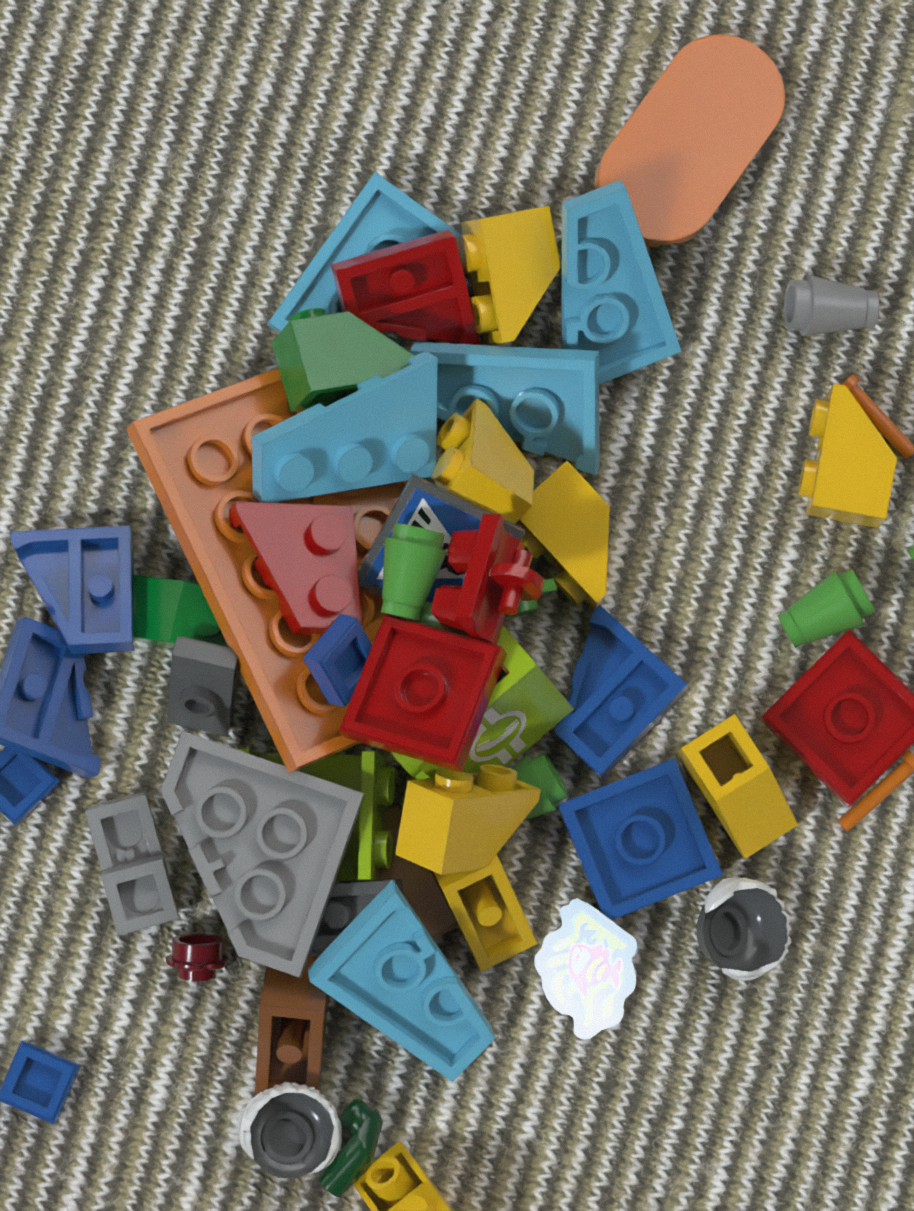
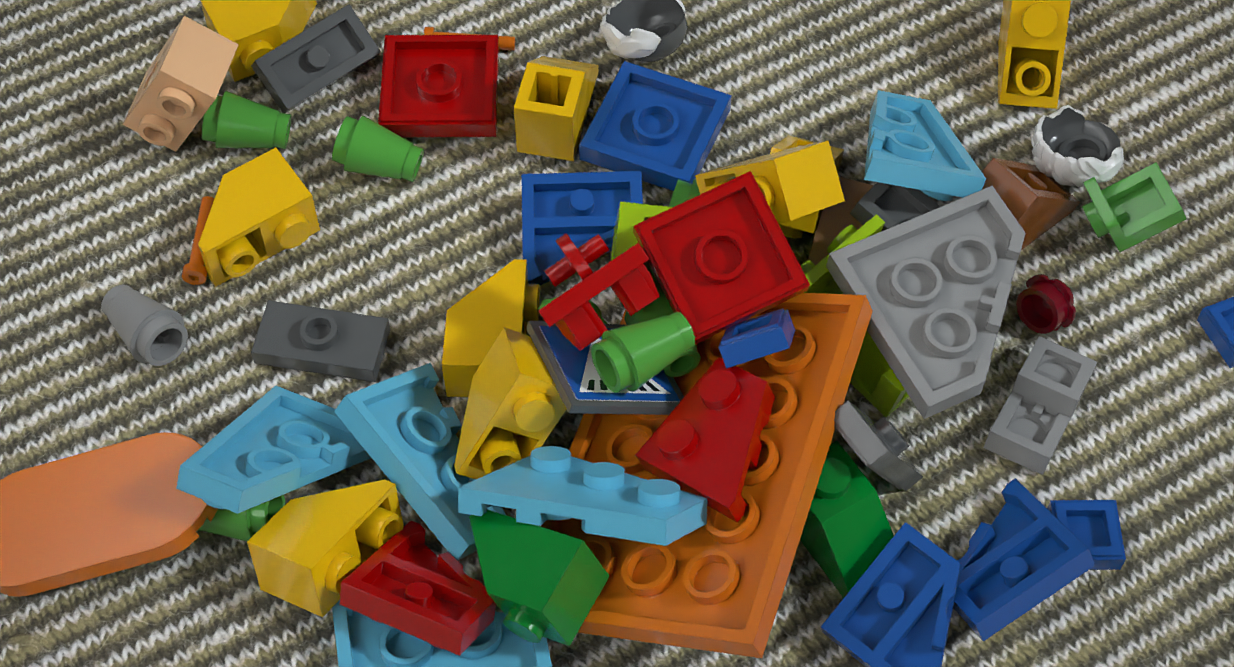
camera: 135 degrees left, 25 degrees down
(204, 1111) = (1133, 207): none -> bright green bracket
(357, 1152) = (1020, 121): dark green arm -> none
(587, 968) = (770, 89): sticker -> none
(694, 420) = (321, 341): none -> dark grey plate

